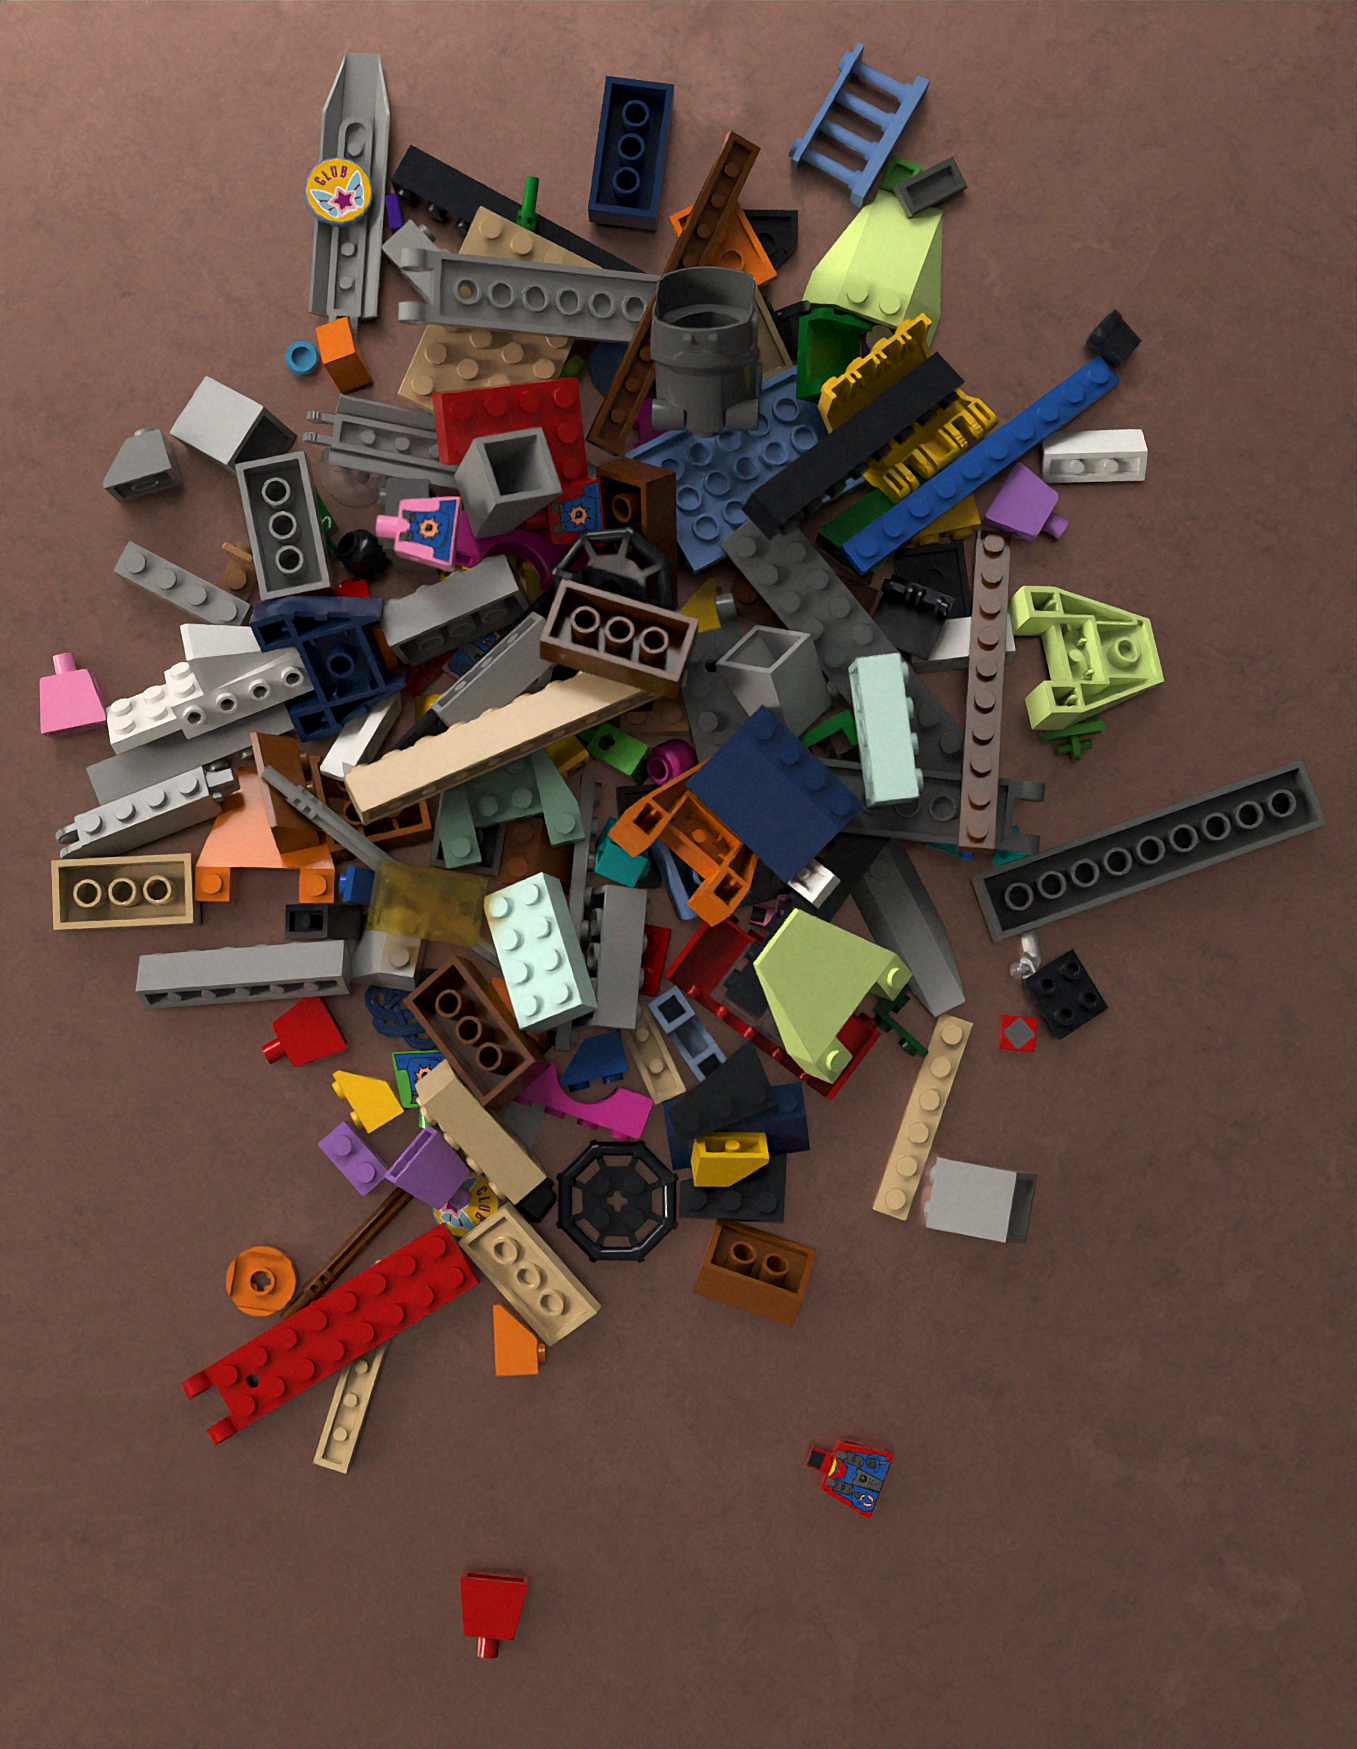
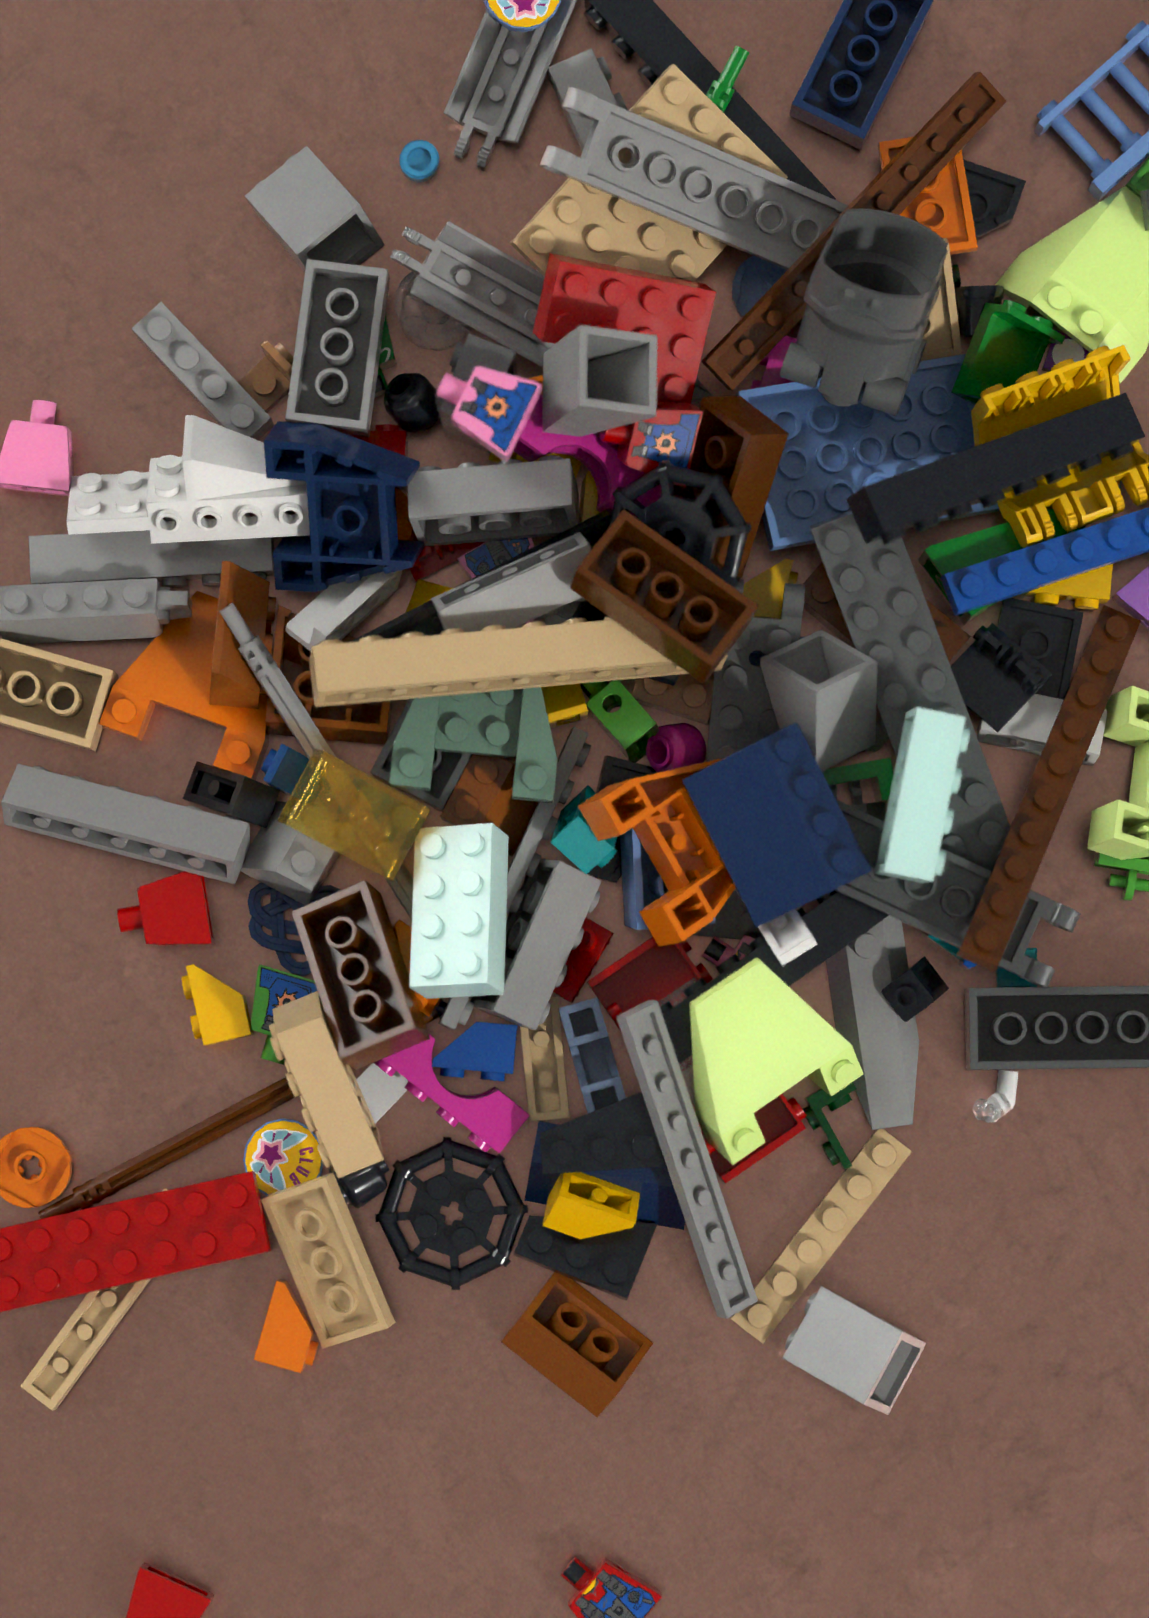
camera: 20 degrees right, 0 degrees up
(143, 466) = (204, 223): light grey slope -> none
(343, 355) = (465, 172): orange slope -> none
(355, 1157) = (180, 1067): medium lavender brick -> none
(395, 212) = (576, 34): dark purple tile -> none
(431, 1171) = (259, 1110): medium lavender torso -> none
(572, 367) = (715, 273): lime tile -> none
(793, 1091) = (687, 1158): none -> light grey plate
(931, 891) = (915, 989): none -> black bracket
(1018, 1033) = (958, 1179): tile -> none
(1065, 994) = (1025, 1154): black hinge -> none

